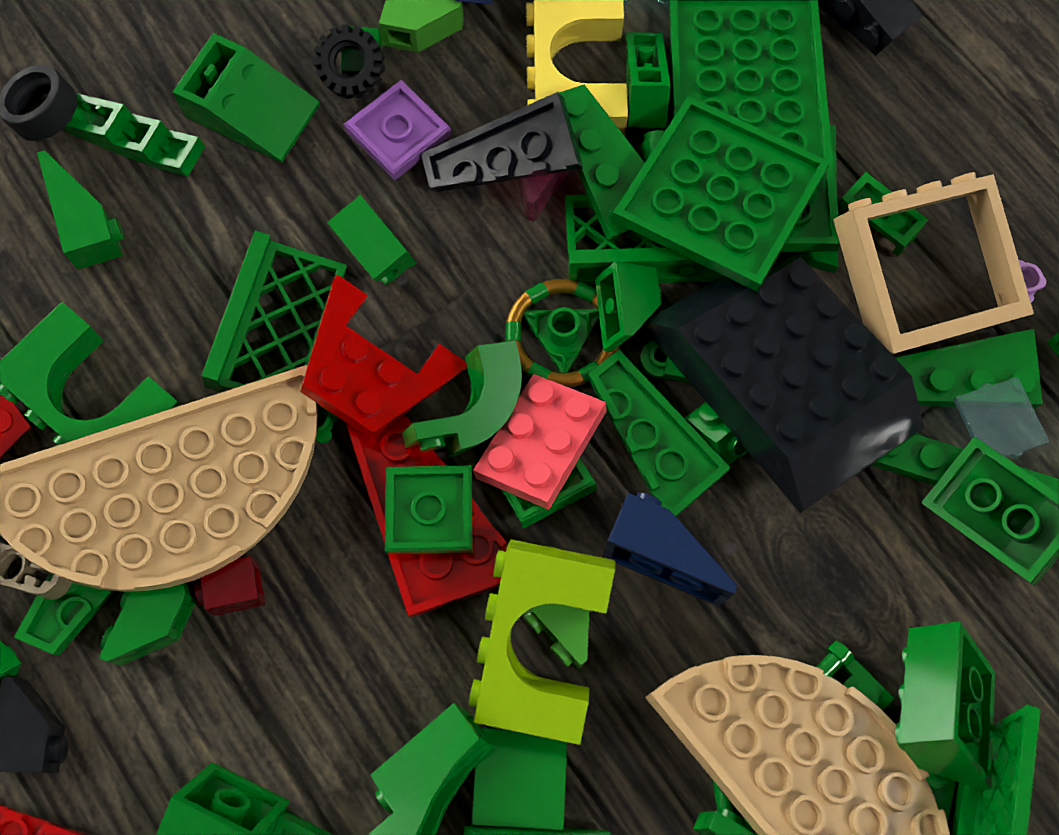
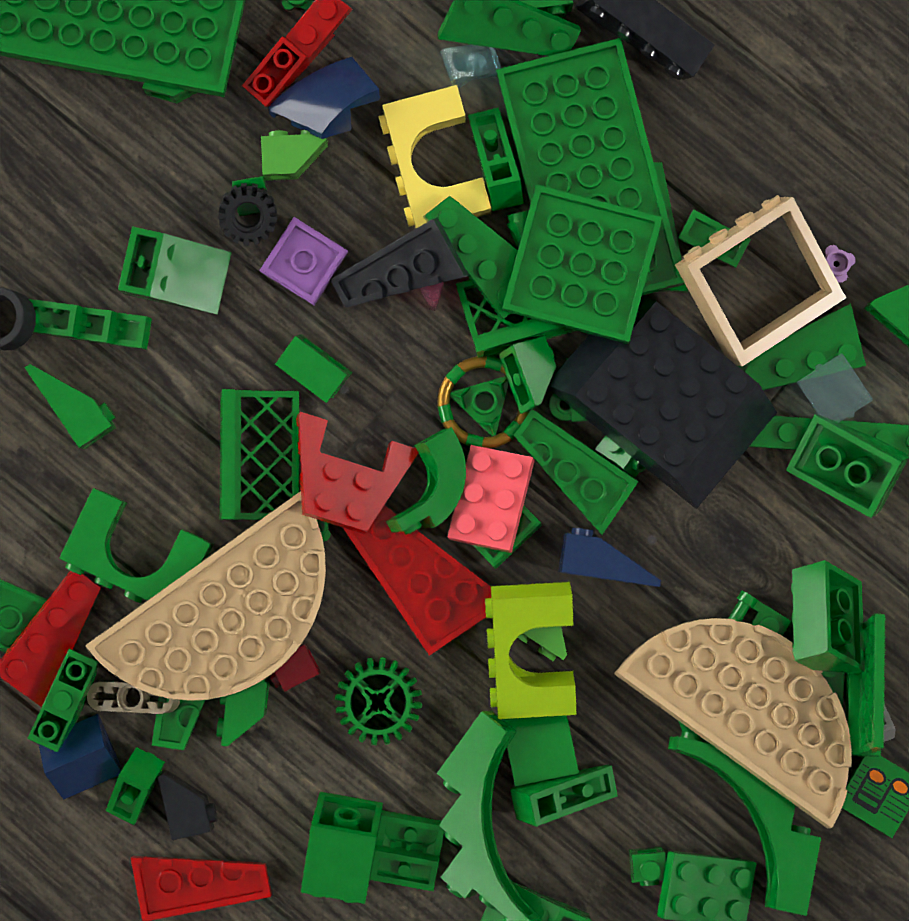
camera: 15 degrees left, 15 degrees up
(306, 668) = (359, 722): none -> green gear
(428, 510) = (423, 576): green plate -> none

